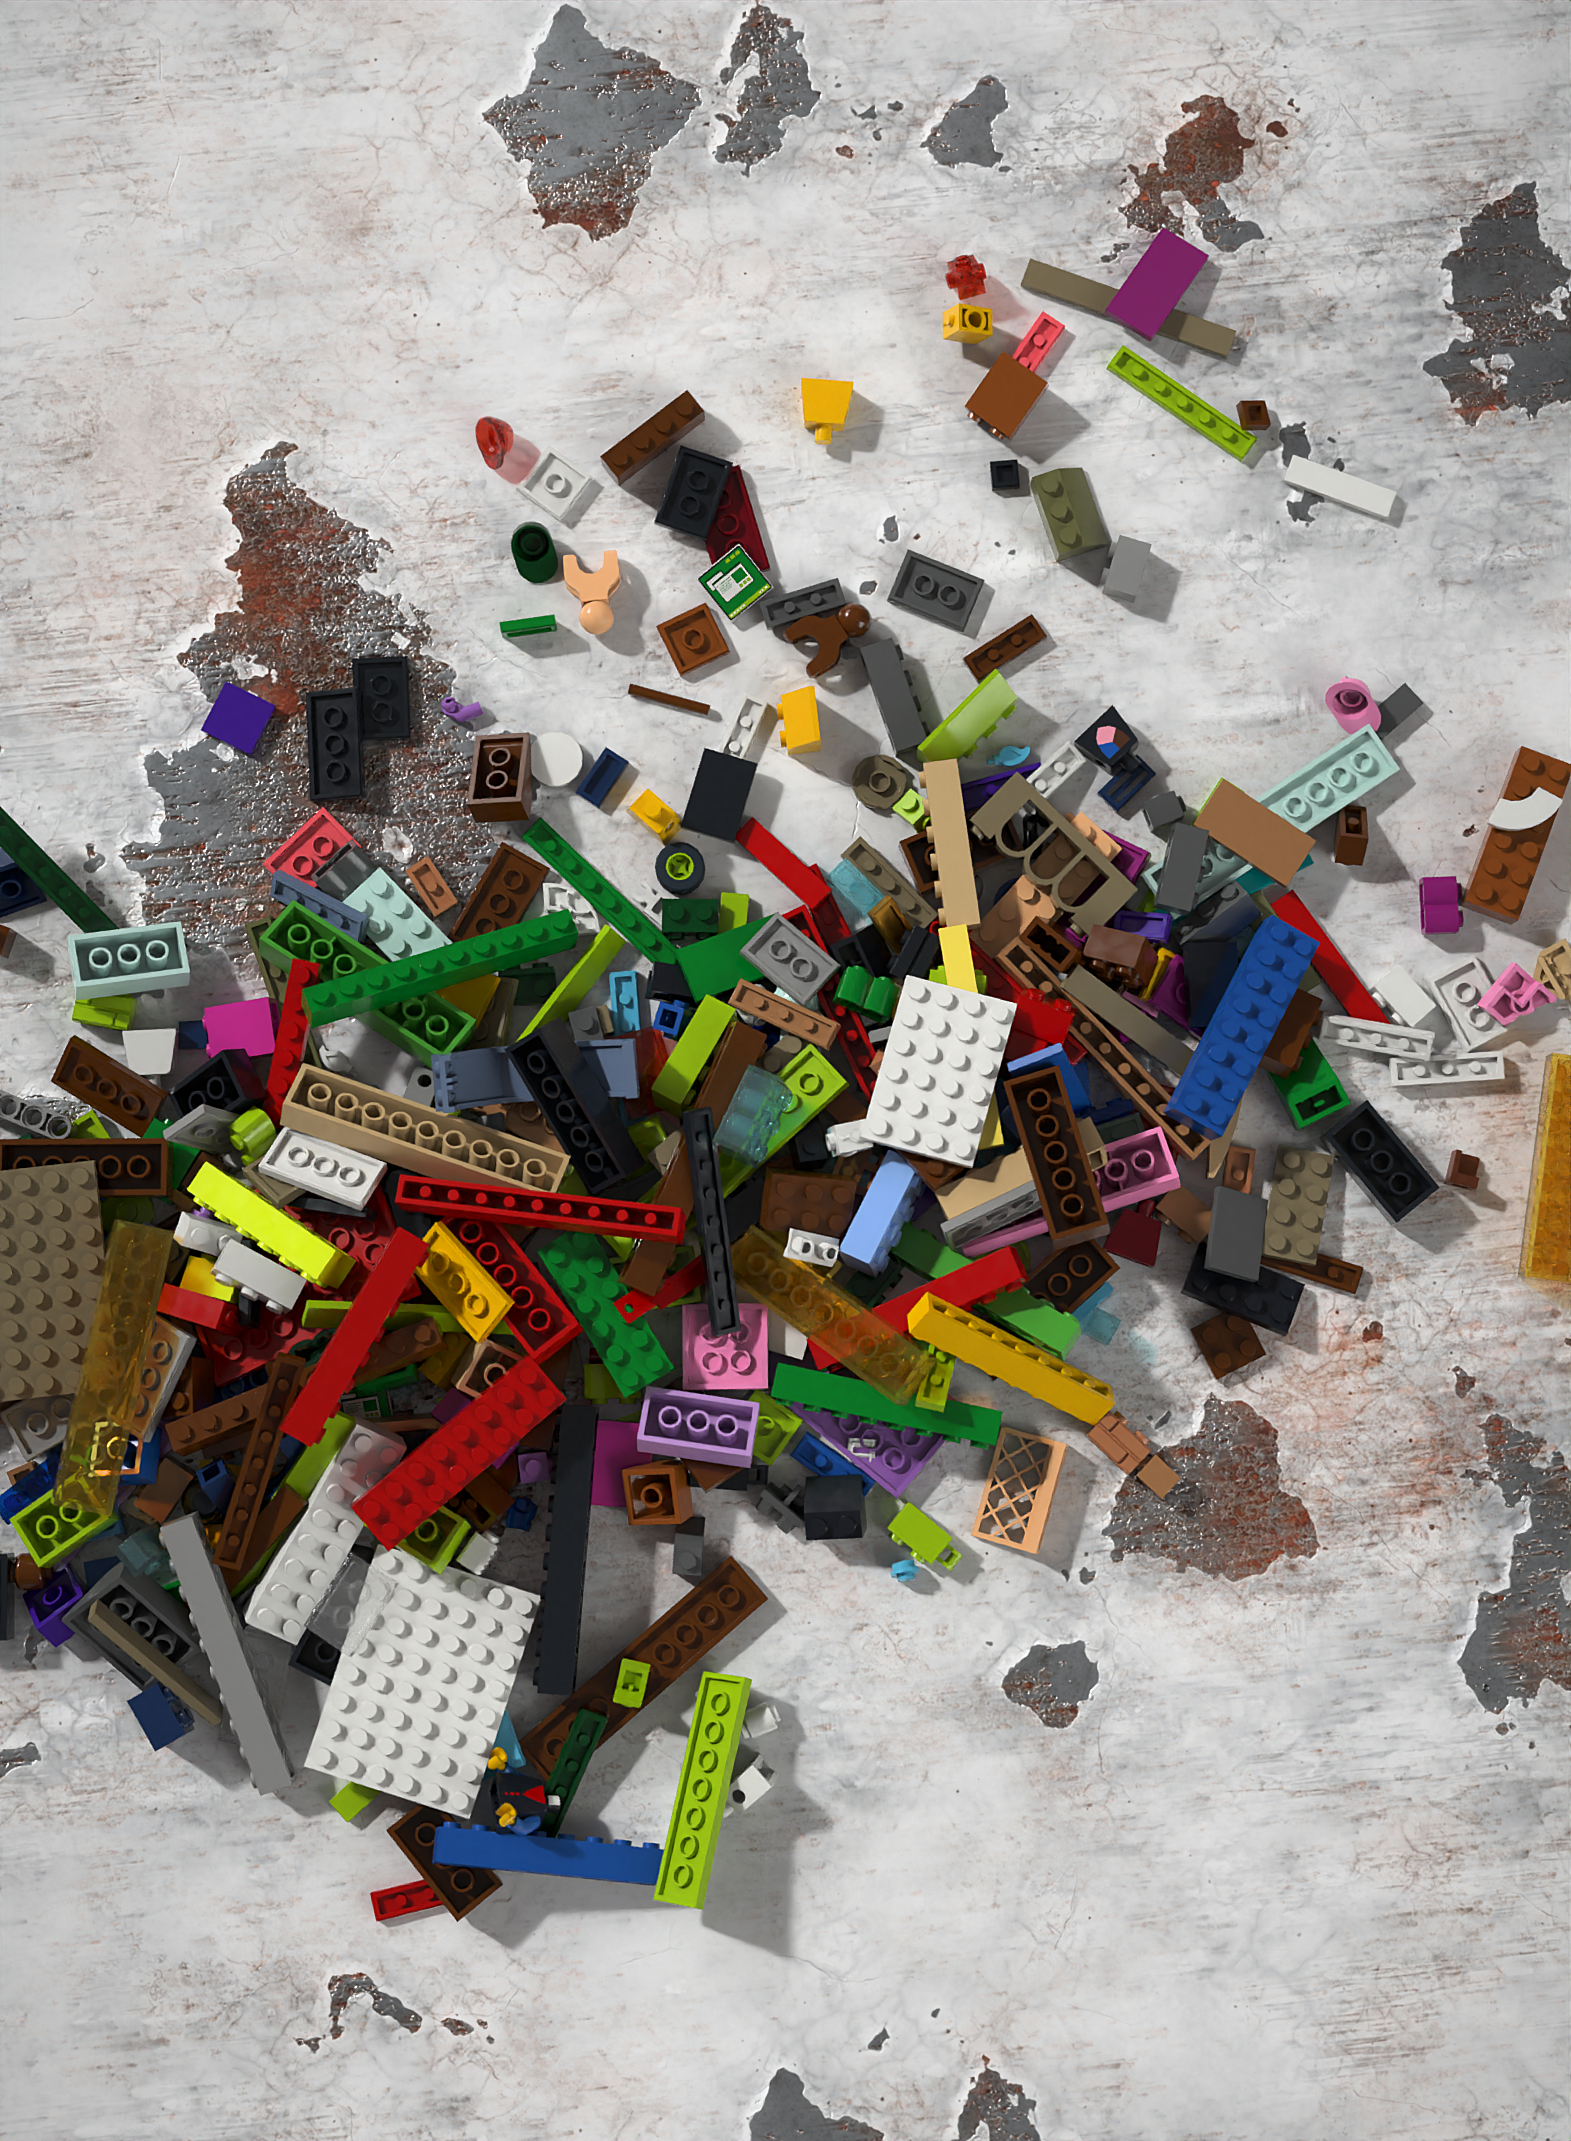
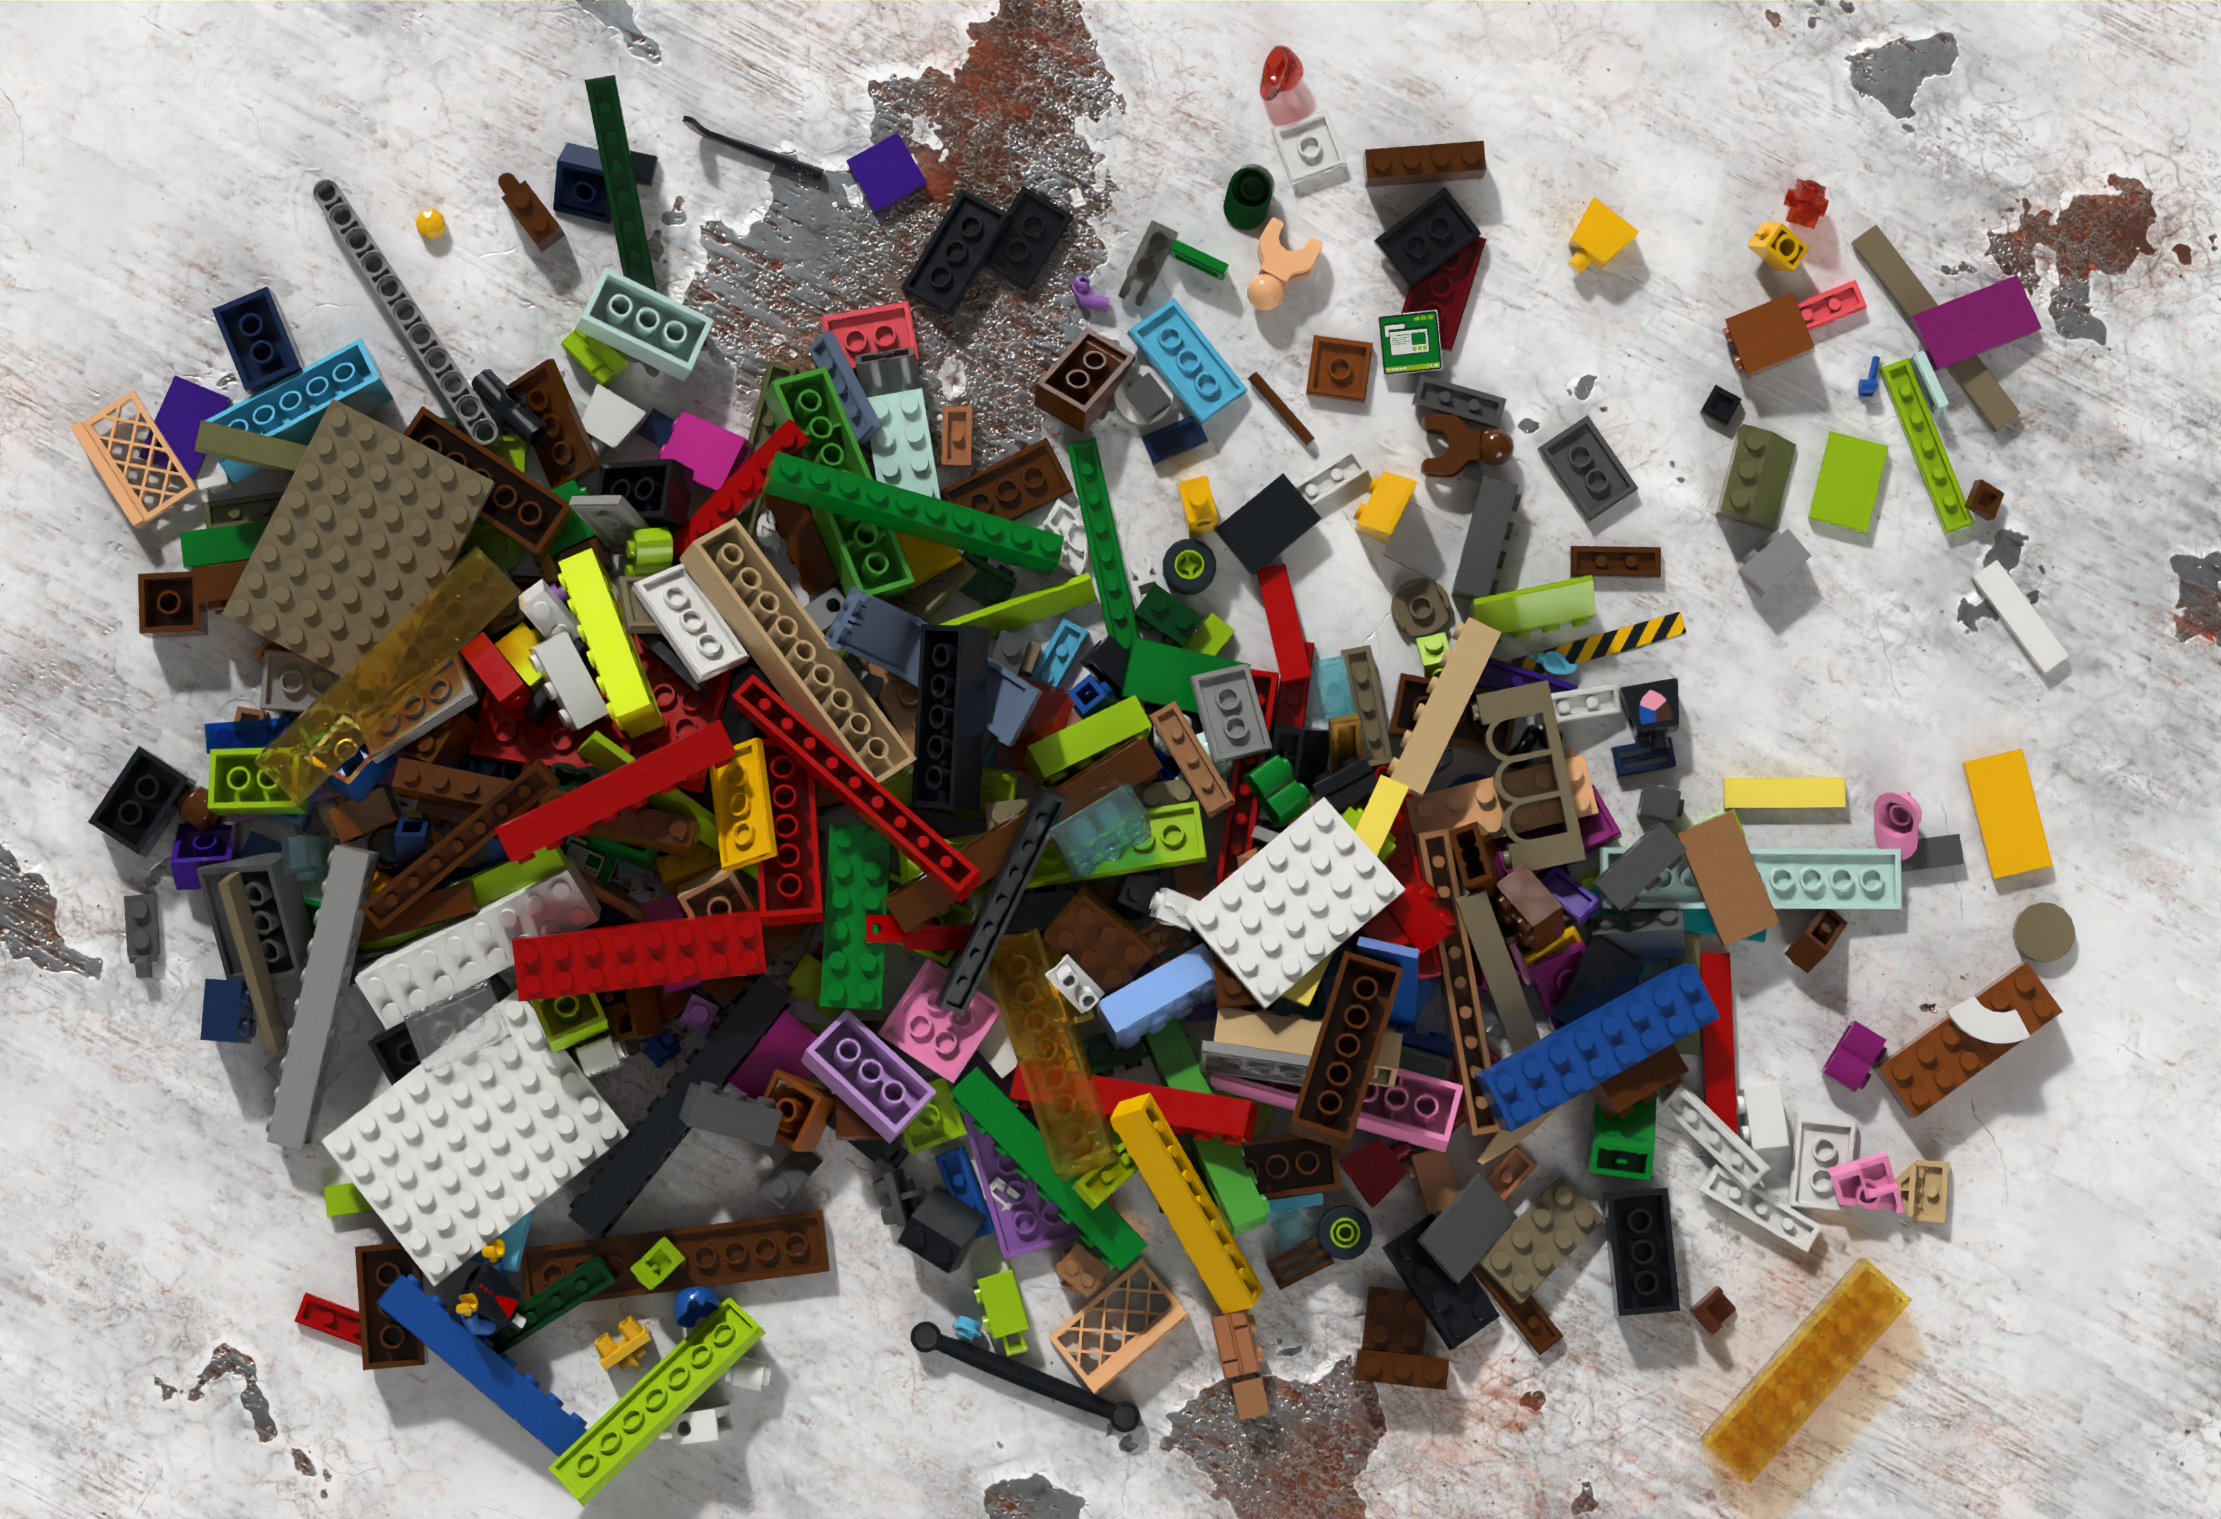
camera: 35 degrees right, 0 degrees up
(45, 839) = (644, 167): none -> black tile
(50, 1699) = (142, 932): none -> dark grey hinge
(65, 1095) = (509, 407): none -> black piece
(134, 766) = (767, 155): none -> black piece
(369, 1048) = (804, 544): none -> reddish brown brick
(489, 651) = (1149, 260): none -> clear smoke hinge
(559, 758) = (1147, 396): none -> dark grey brick
(572, 711) = (1187, 361): none -> medium azure tile
(611, 1527) = (731, 1113): none -> dark grey brick
(652, 1766) = (634, 1337): none -> yellow hips
(679, 1696) = (694, 1303): none -> blue hair
(847, 730) = (1423, 541): none -> clear tile
(962, 1466) = (1081, 1271): none -> medium nougat head
(974, 1577) = (1025, 1376): none -> black piece
(1042, 711) = (1611, 642): none -> sticker
(1106, 387) = (1868, 386): none -> blue hand
(1136, 1306) = (1336, 1237): none -> black wheel
(1137, 1326) = (1276, 1274): none -> reddish brown tile
(1140, 470) = (1848, 482): none -> lime tile
(1151, 353) = (1928, 382): none -> light aqua tile
(1251, 740) = (1784, 793): none -> light yellow tile
(1257, 1376) = (1400, 1368): none -> reddish brown brick
(1430, 643) = (2007, 814): none -> yellow tile
(1518, 715) = (2043, 932): none -> dark tan tile

